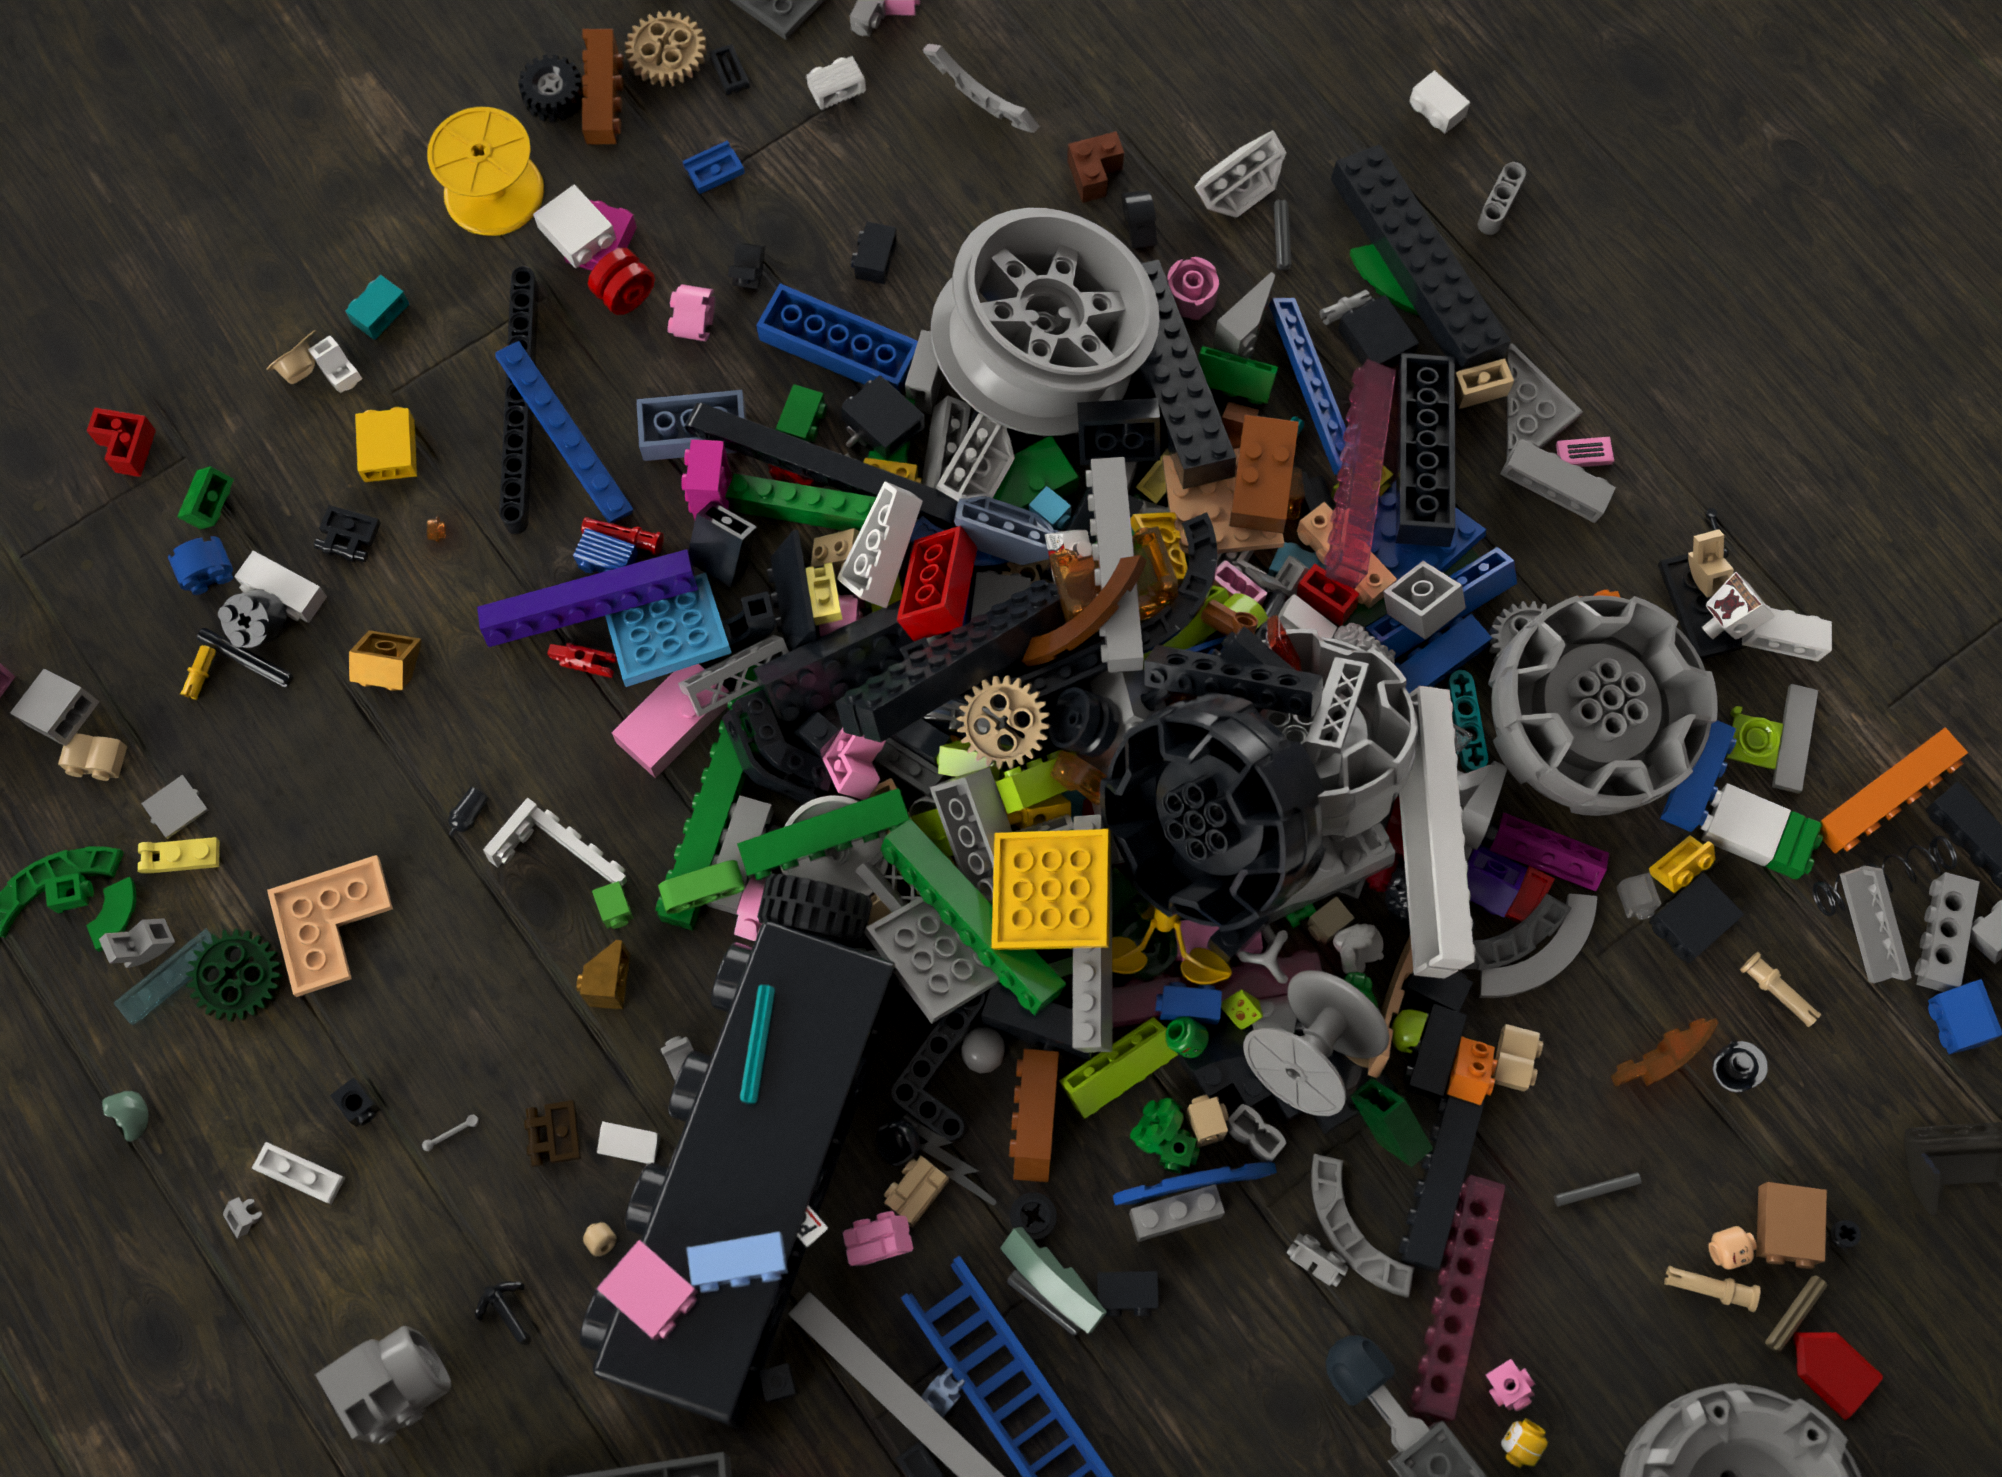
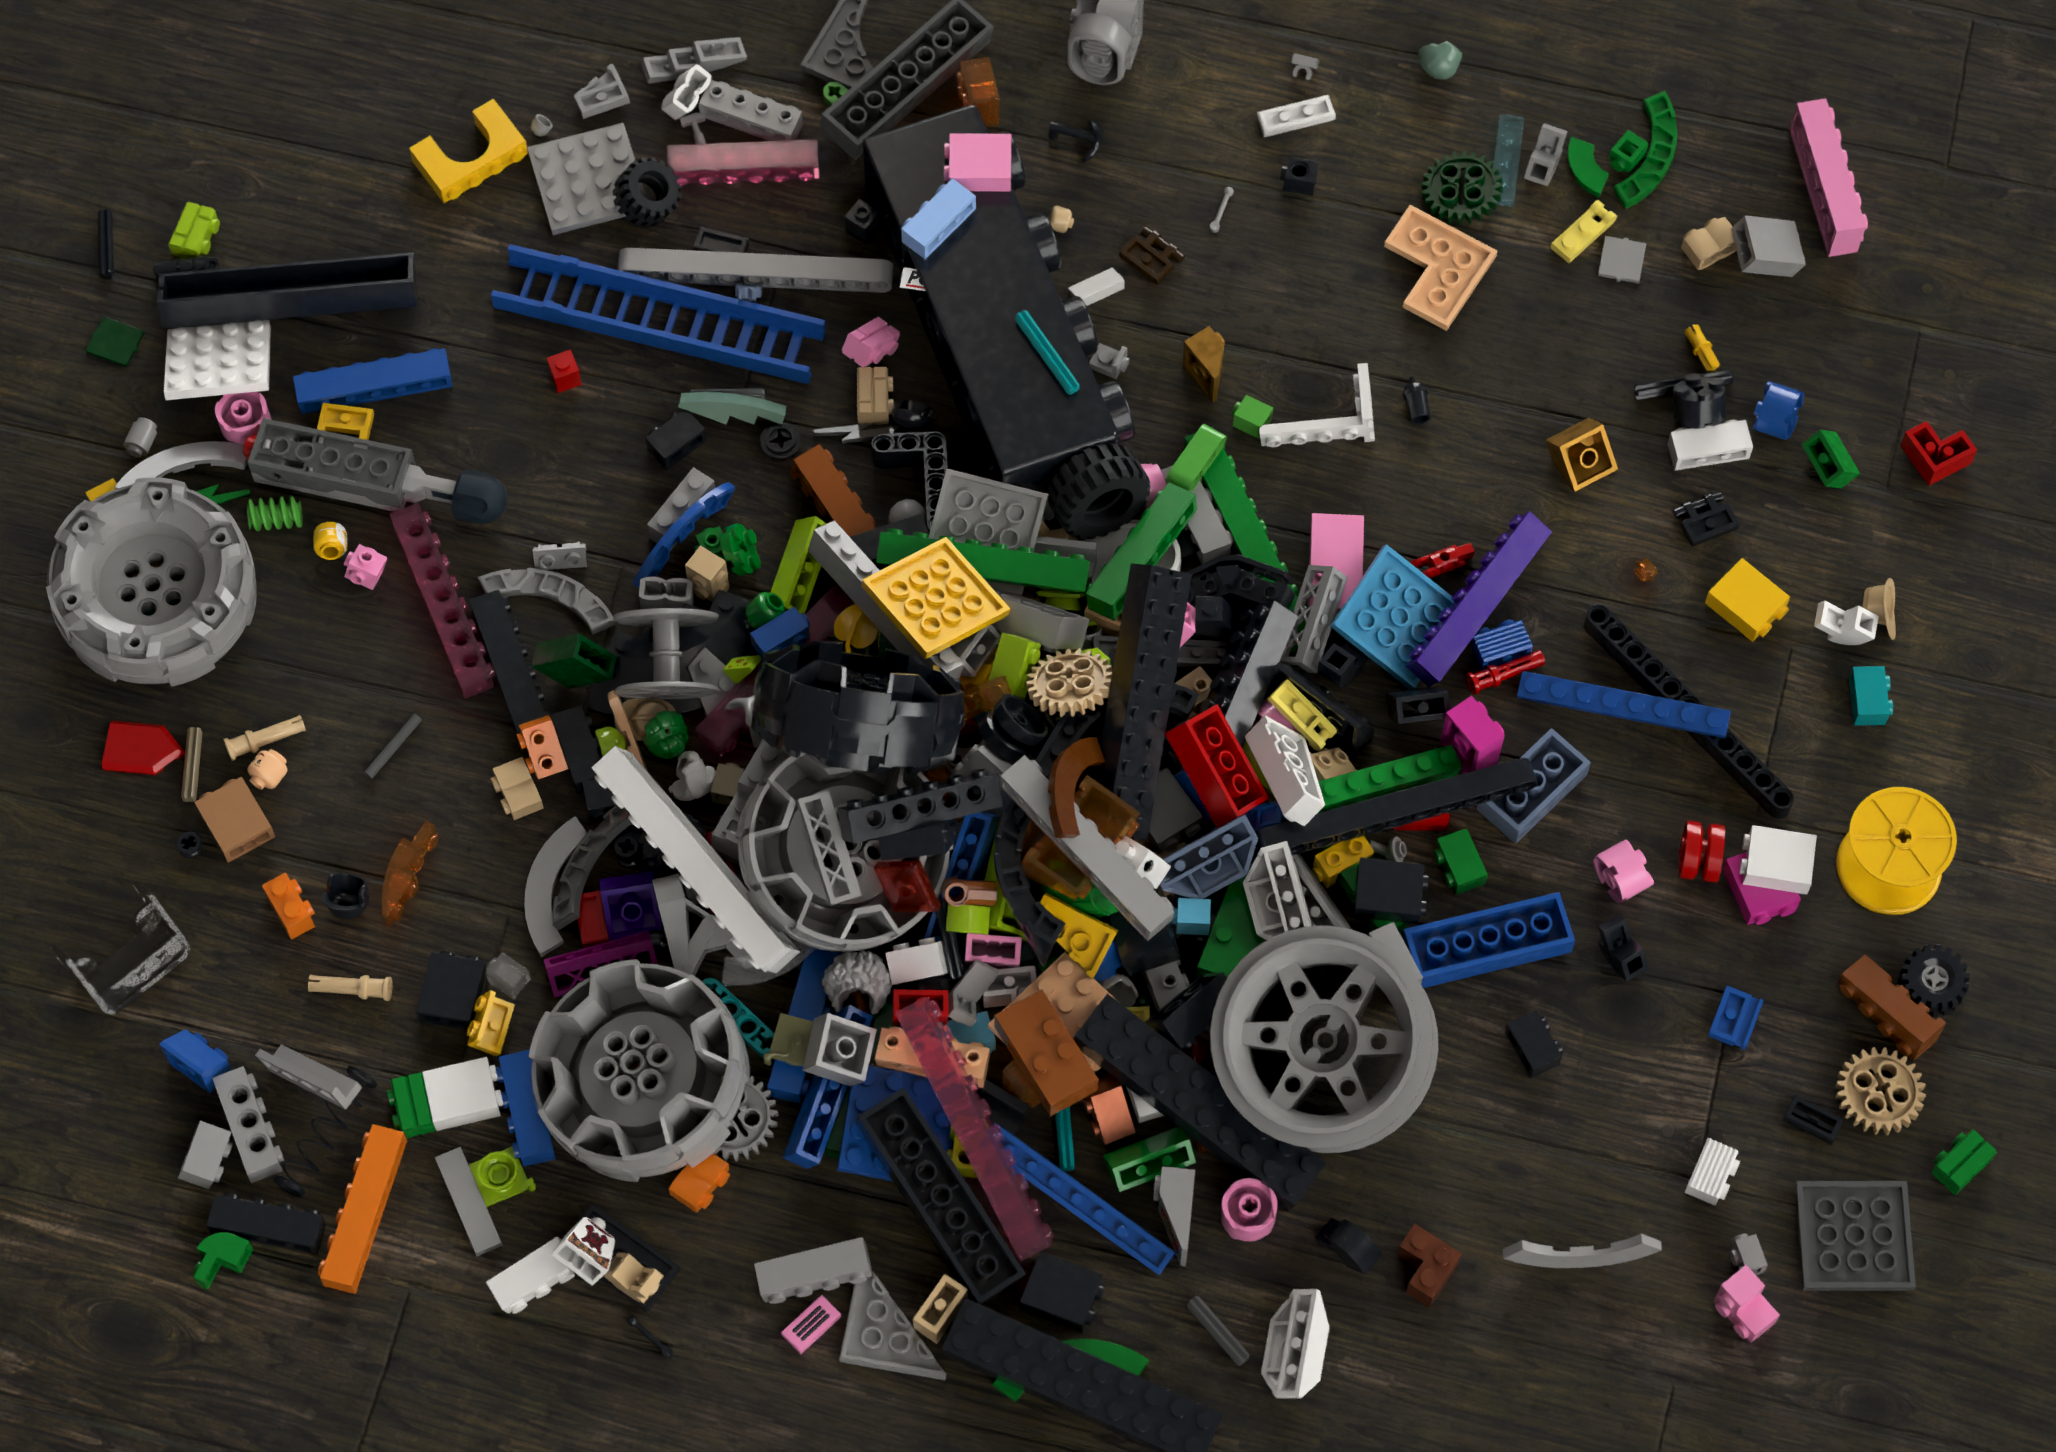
camera: 140 degrees right, 5 degrees down
(557, 1429) = (979, 88): none -> clear orange brick
(1178, 1449) = (564, 371): none -> red brick
(1345, 304) = (1110, 1301): light grey pin -> none
(1448, 647) = (790, 1041): none -> olive hat
(1793, 1101) = (288, 905): none -> orange brick

